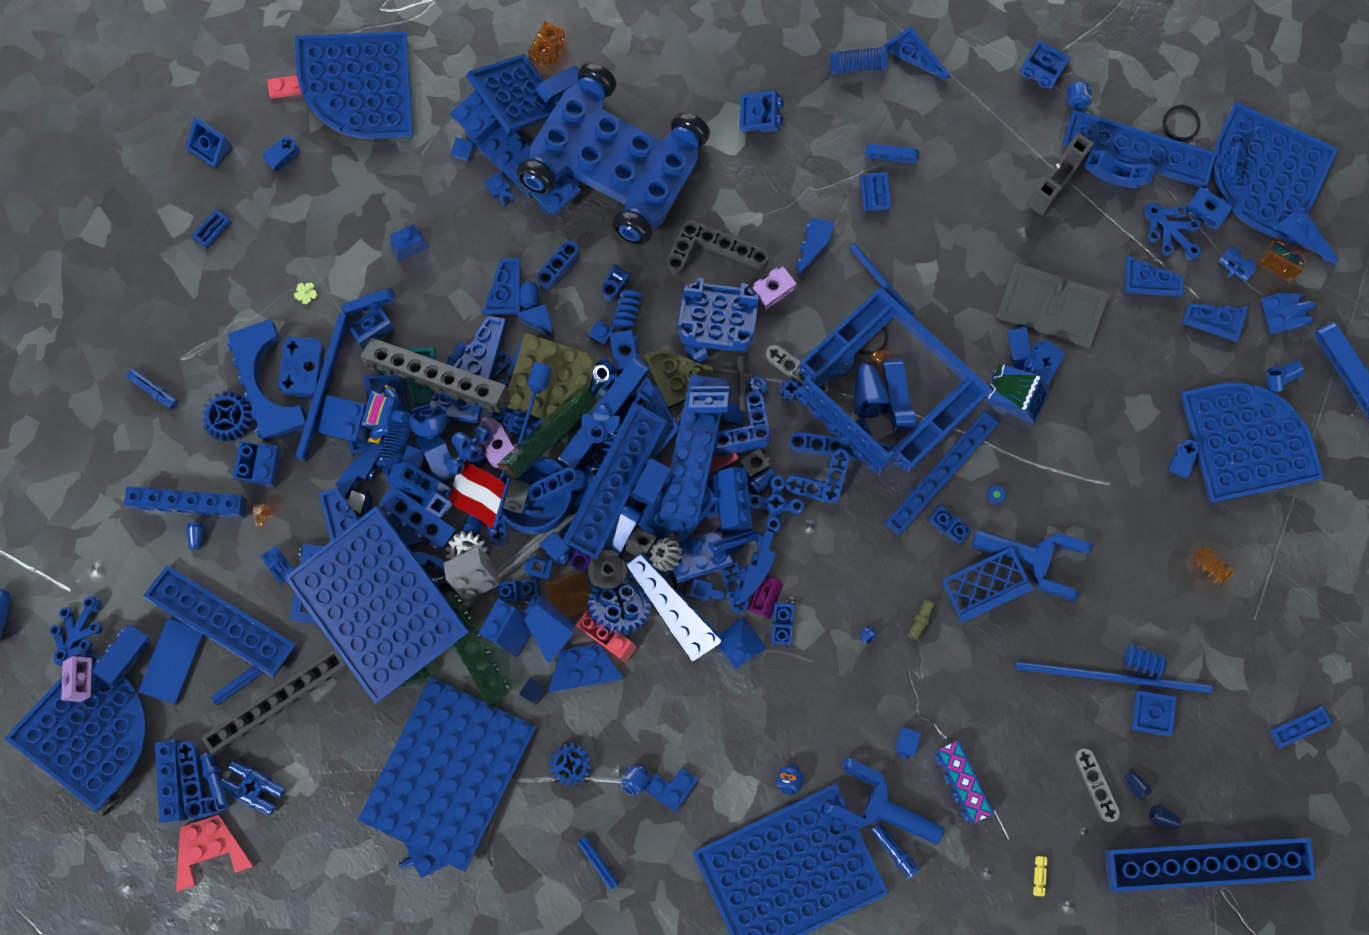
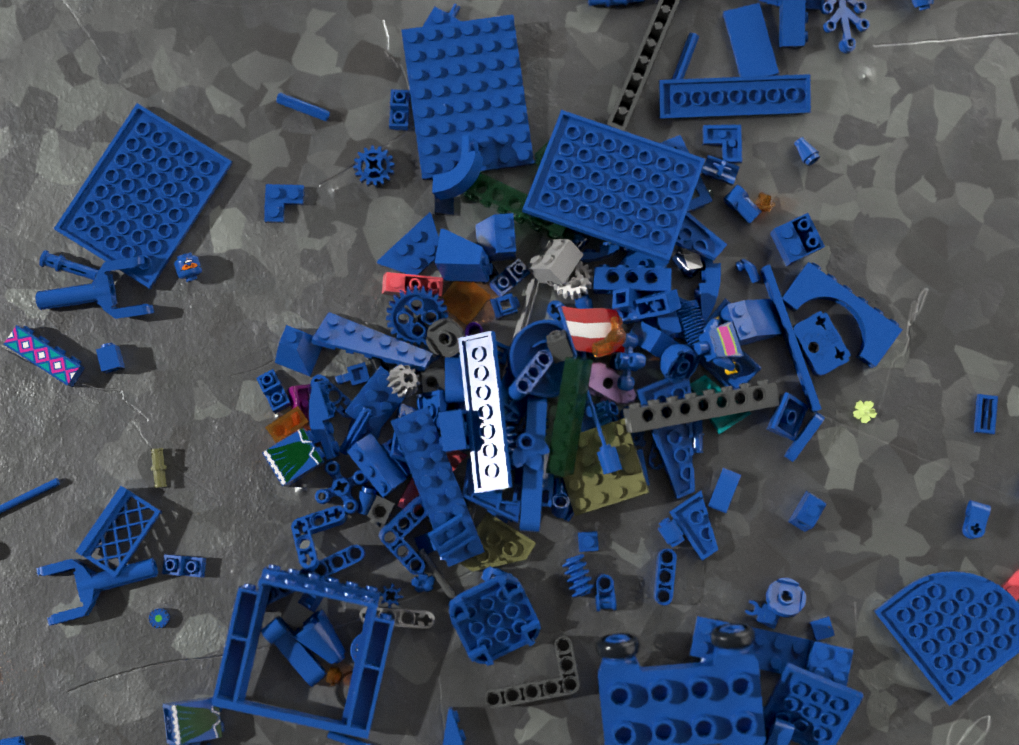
camera: 145 degrees right, 5 degrees up
(157, 392) = (909, 244): blue pin -> none
(185, 502) = (833, 171): blue brick -> none
(221, 421) = (855, 247): blue gear -> none
(251, 588) = (729, 137): none -> blue plate
(281, 529) = (738, 200): none -> blue piece
(313, 467) = (745, 265): none -> blue arm
(463, 301) = (724, 490): none -> blue slope
(464, 188) = (793, 591): none -> blue plate
(469, 472) = (612, 341): none -> clear orange arm
(499, 699) = (463, 175): none -> blue arch
(514, 803) = (399, 109): none -> blue slope
(538, 319) = (649, 517): blue slope -> none
(556, 549) = (501, 325): blue brick -> none
(623, 340) = (566, 542): blue brick -> none
(635, 780) = (314, 187): blue head -> none
(769, 297) = (456, 688): lavender brick -> none
(789, 584) = (286, 424): none -> clear orange slope
(799, 550) = (294, 457): none -> slope
(868, 635) = (196, 426): blue plate -> none
(941, 473) = (217, 608): blue tile -> none

